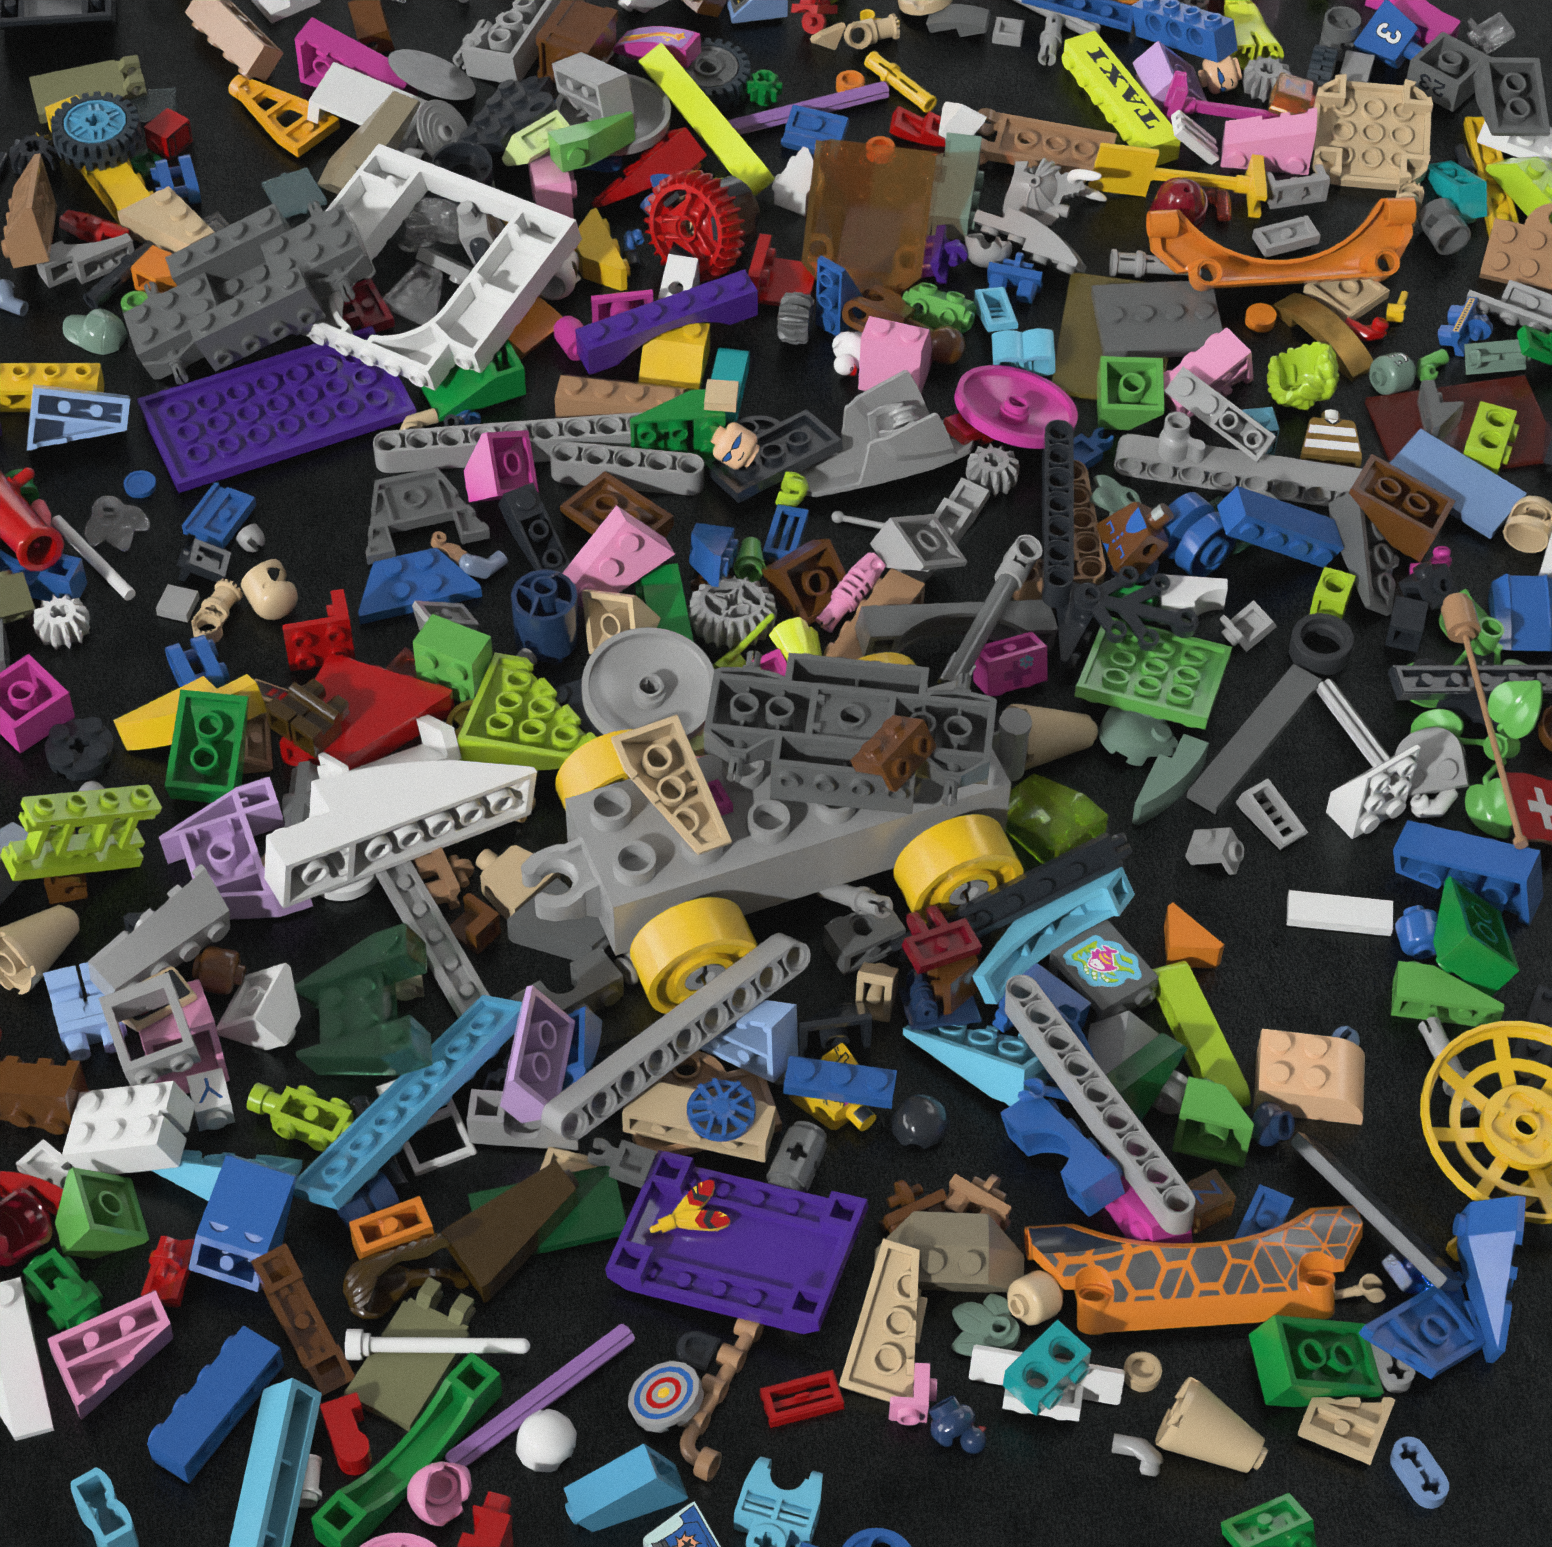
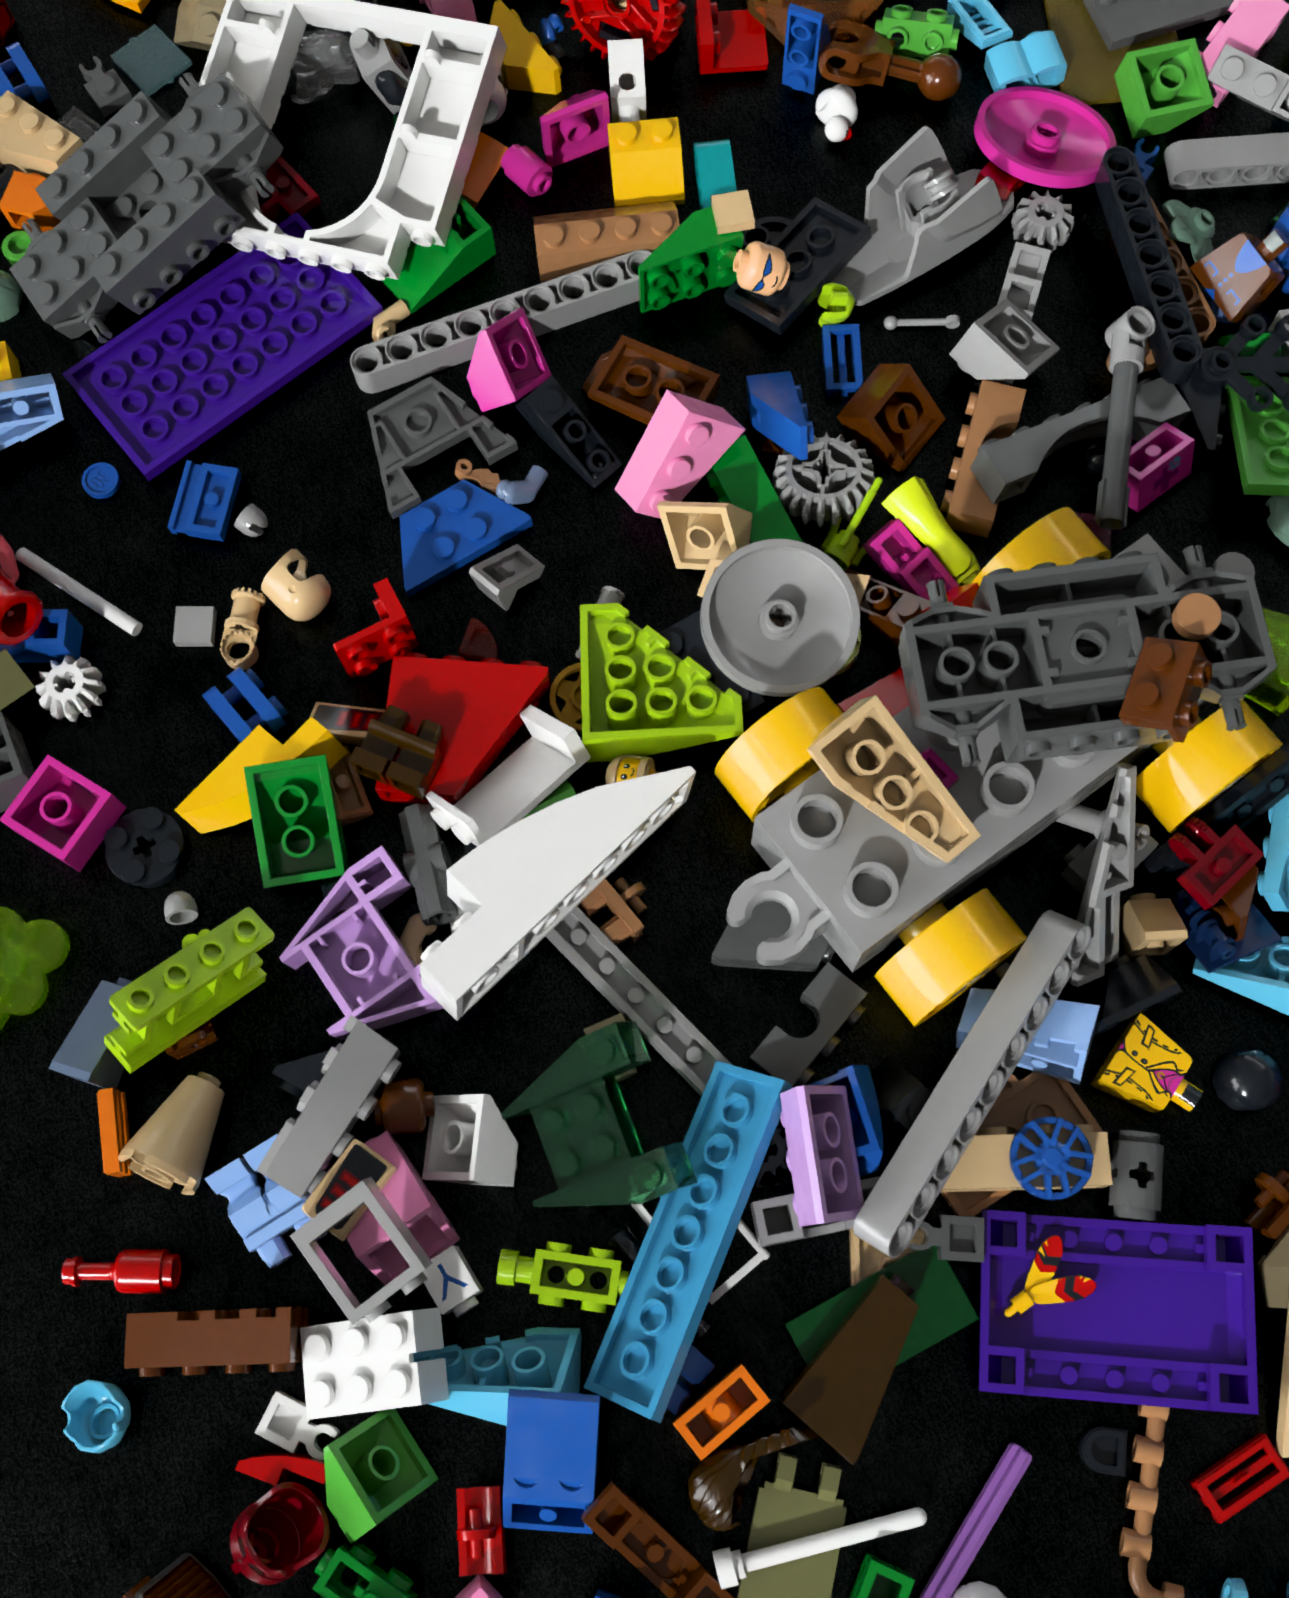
camera: 10 degrees left, 20 degrees up
(115, 526) = (90, 545): clear plate -> none
(204, 561) = (207, 566): black bracket -> none
(245, 201) = (105, 88): none -> dark grey plate
(416, 294) = (334, 158): clear wing -> none
(441, 262) = (345, 110): light grey plate -> none
(452, 656) = (536, 627): bright green brick -> none
(465, 417) = (438, 306): arm -> none
(477, 925) = (670, 961): reddish brown panel -> none
(503, 879) = (698, 893): tan torso -> none
(546, 615) = (622, 542): dark blue cylinder -> none
(615, 337) = (677, 88): dark purple arch -> none
(627, 969) = (865, 974): light grey bush -> none
(636, 467) = (656, 310): light grey beam -> none
(665, 1396) = (1098, 1532): light grey tile -> none
(749, 560) = (820, 405): bright green cone -> none
(795, 318) = (766, 84): dark grey gear -> none
(832, 951) = (1108, 876): none -> light grey wedge
(840, 1082) = (1160, 1070): blue plate -> none
(851, 590) = (944, 417): bright pink hinge -> none
(891, 348) = (893, 107): bright pink slope -> none
(938, 712) = (1196, 616): none -> medium nougat tile
(1056, 734) = (1239, 532): tan cone -> none
(1176, 442) = (1243, 137): light grey piece -> none

